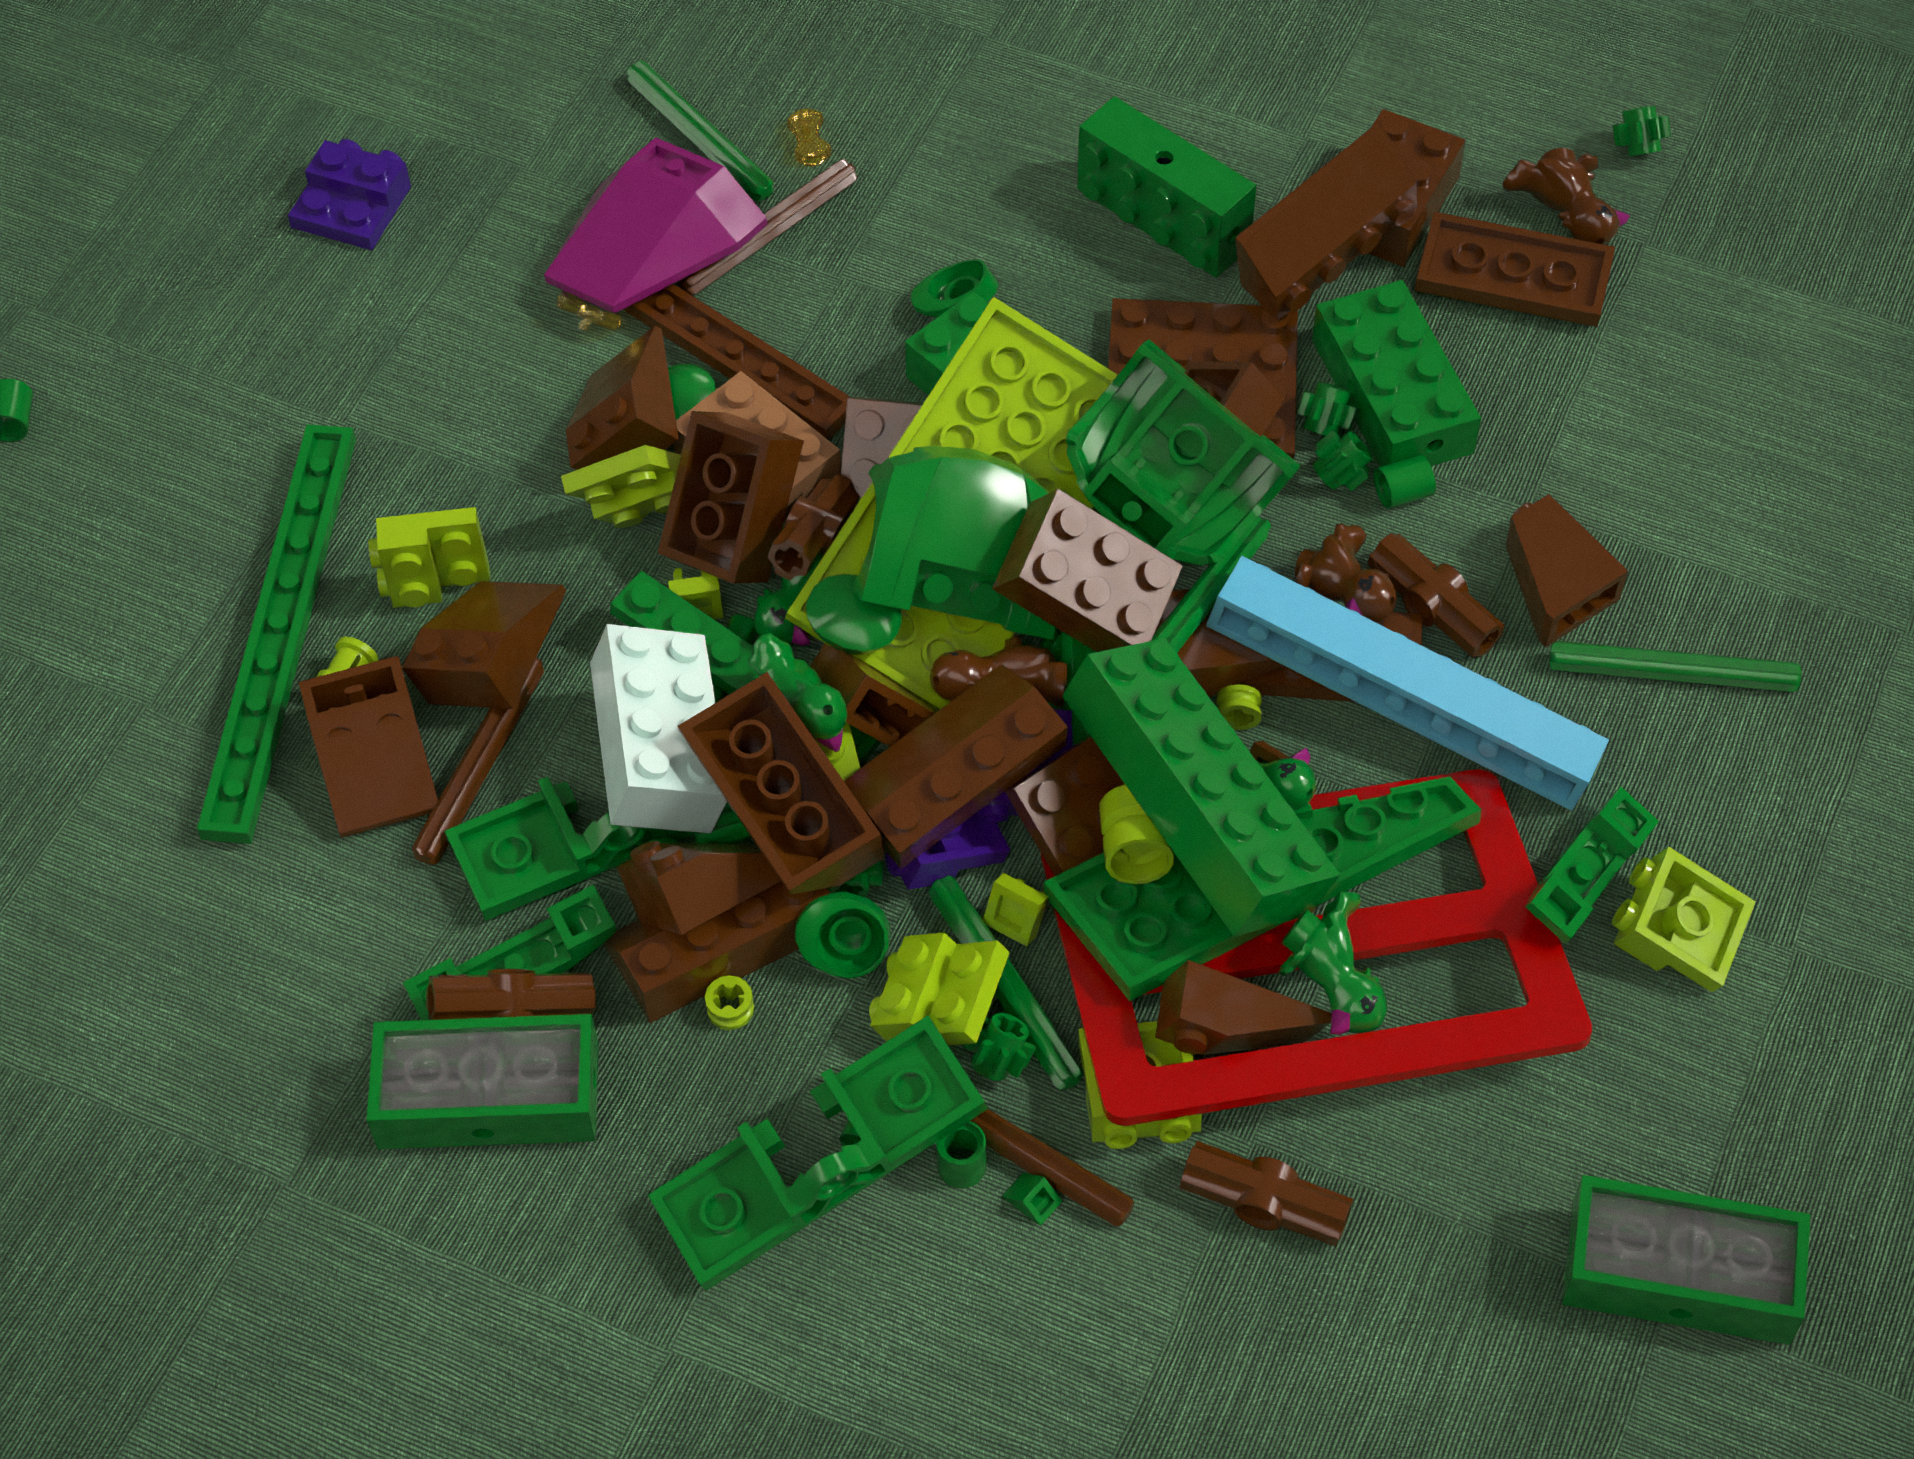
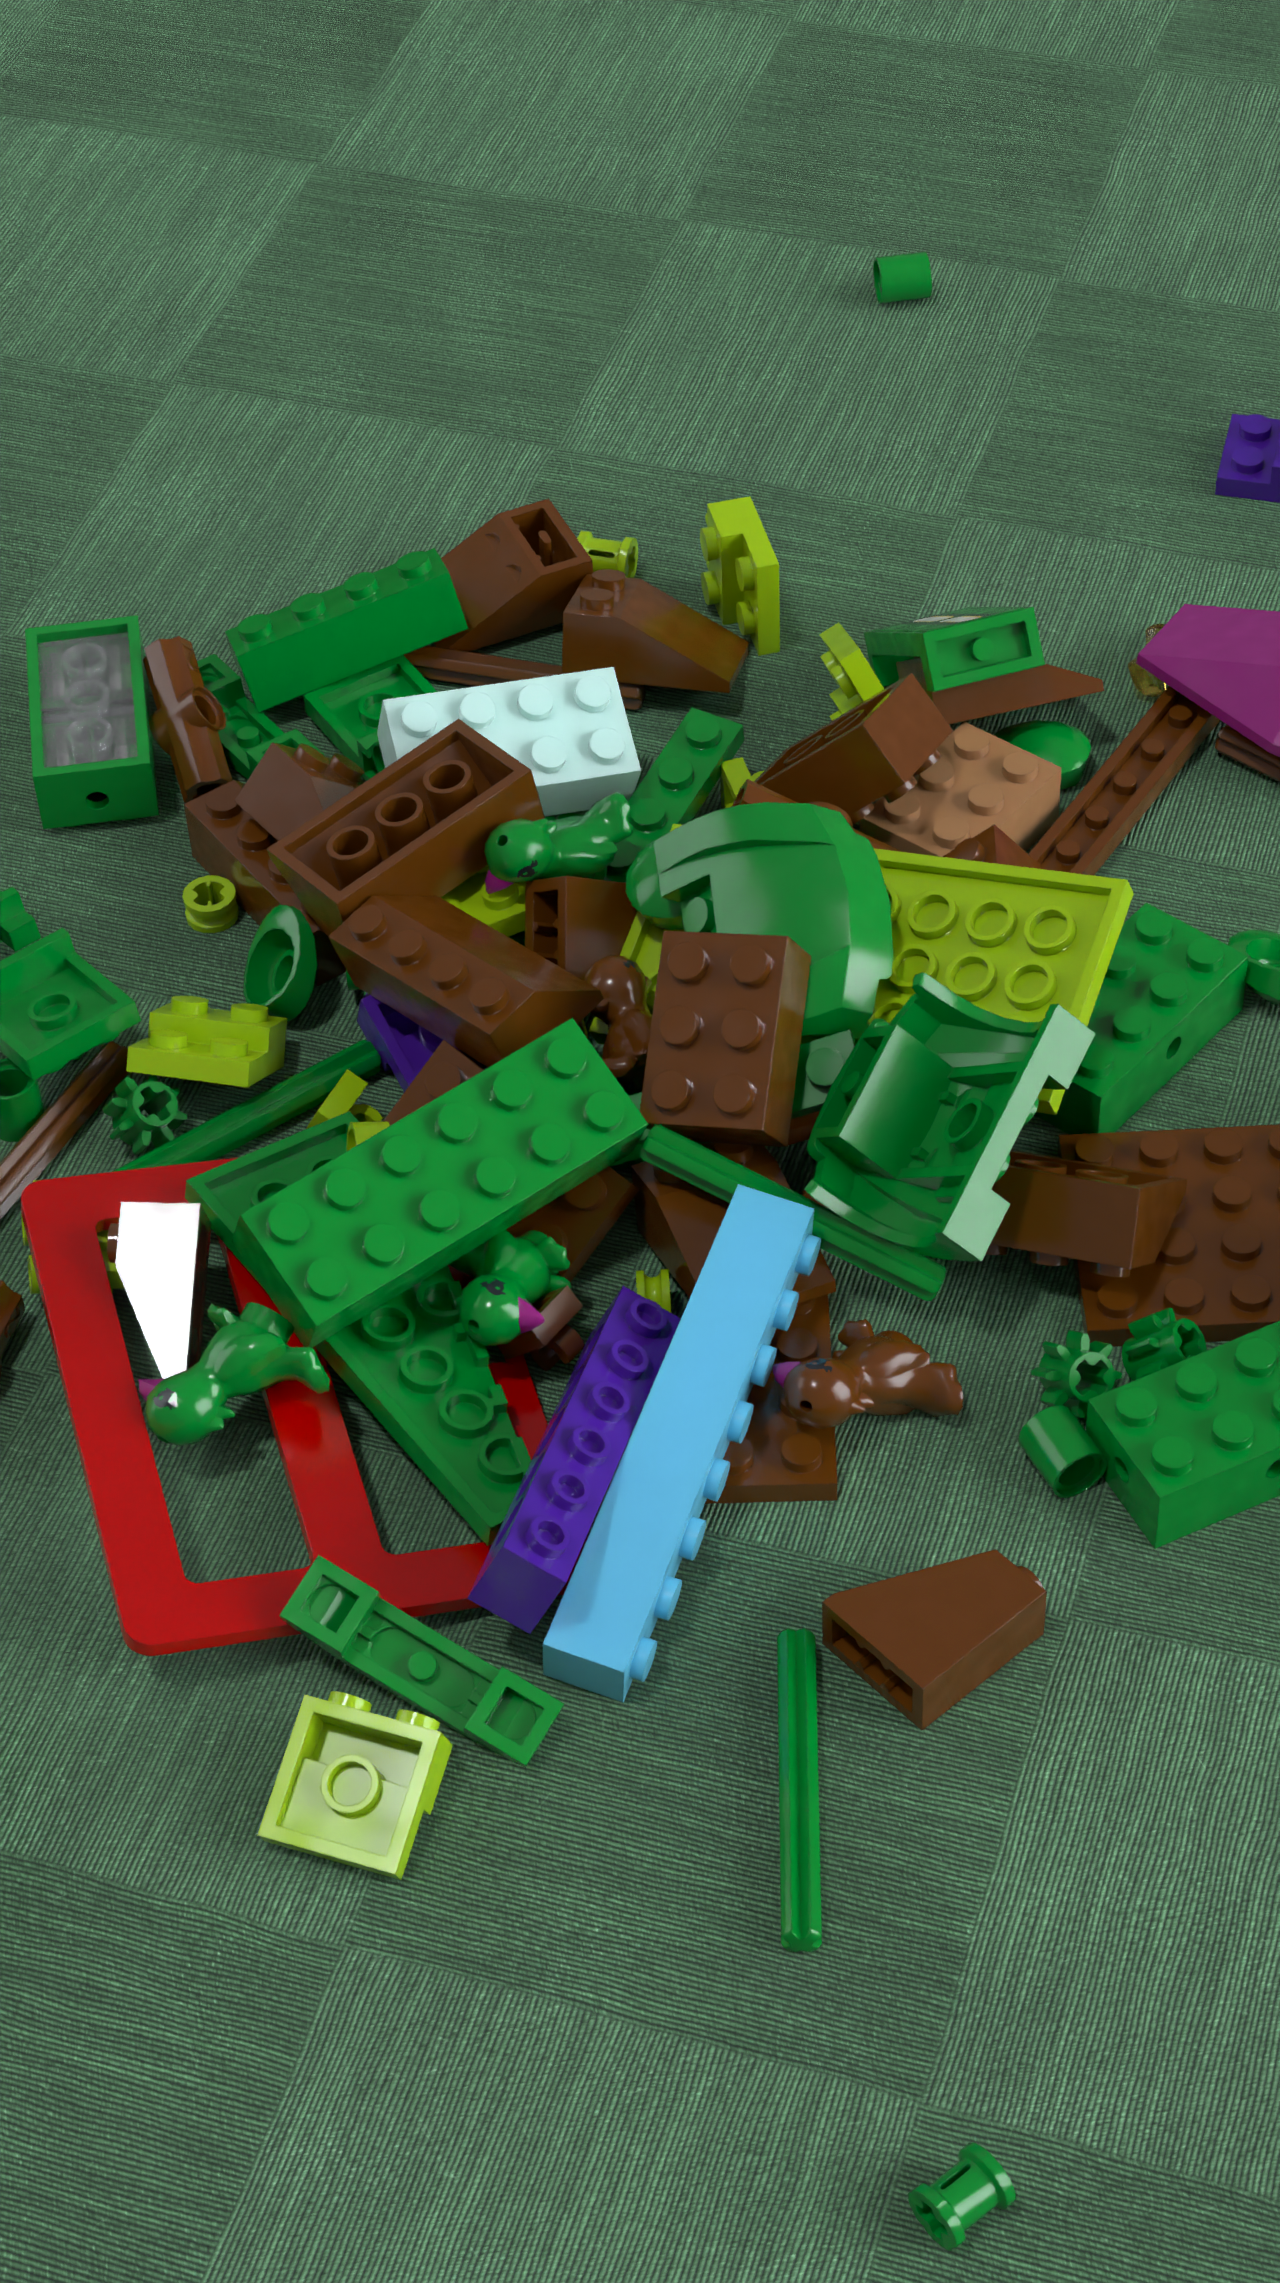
camera: 85 degrees right, 10 degrees down
(276, 636) = (665, 503): green plate -> none
(417, 863) = (346, 629): none -> green slope
(590, 407) = (958, 645): none -> green panel
(1436, 594) = (868, 1494): reddish brown piece -> none
(1449, 760) = (574, 1461): none -> dark purple brick

